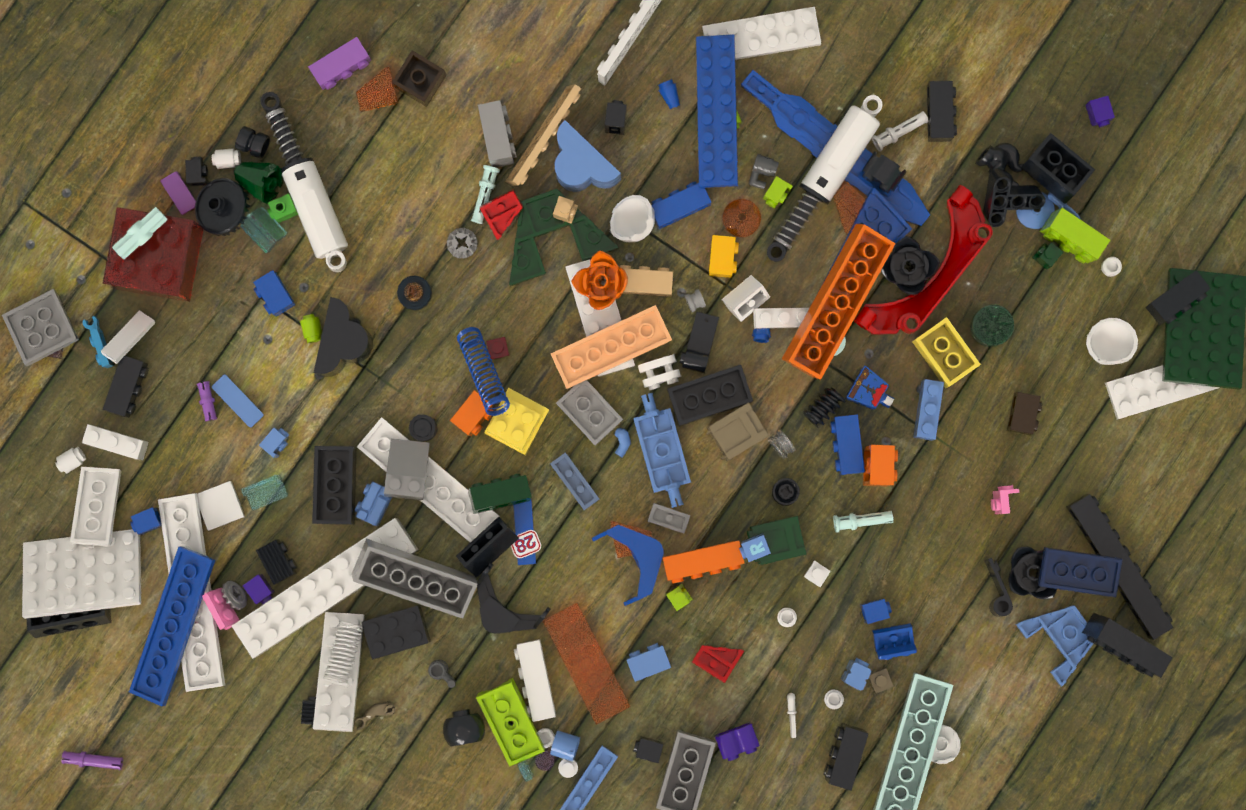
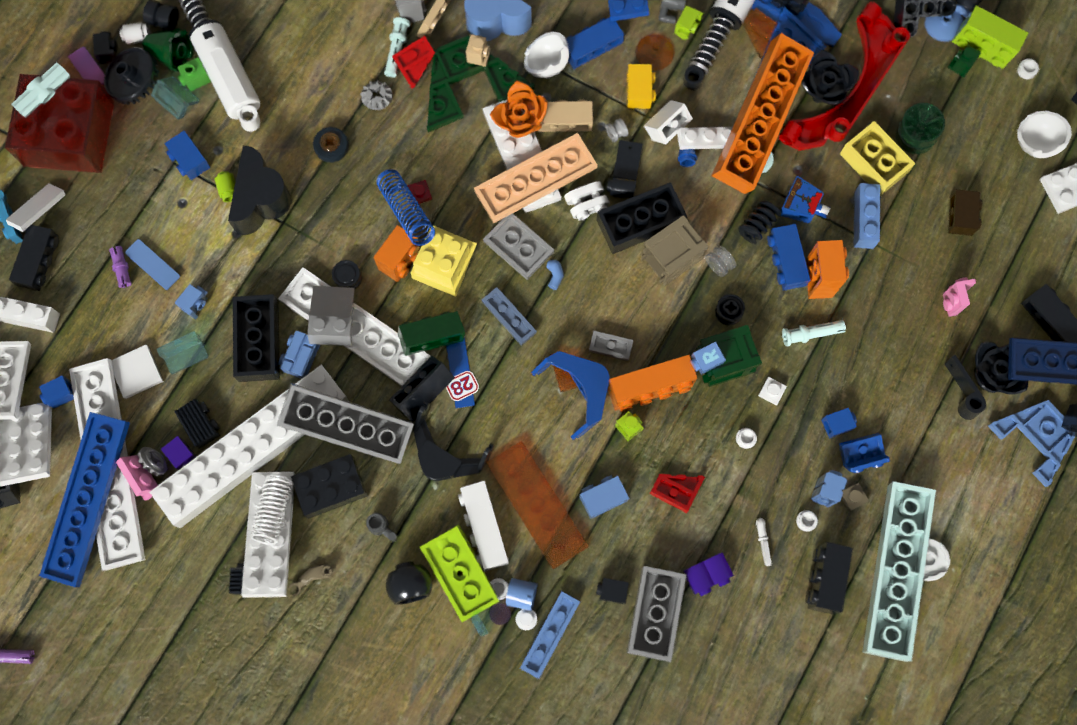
camera: 10 degrees left, 10 degrees down
(662, 450) = (597, 277): medium blue plate -> none

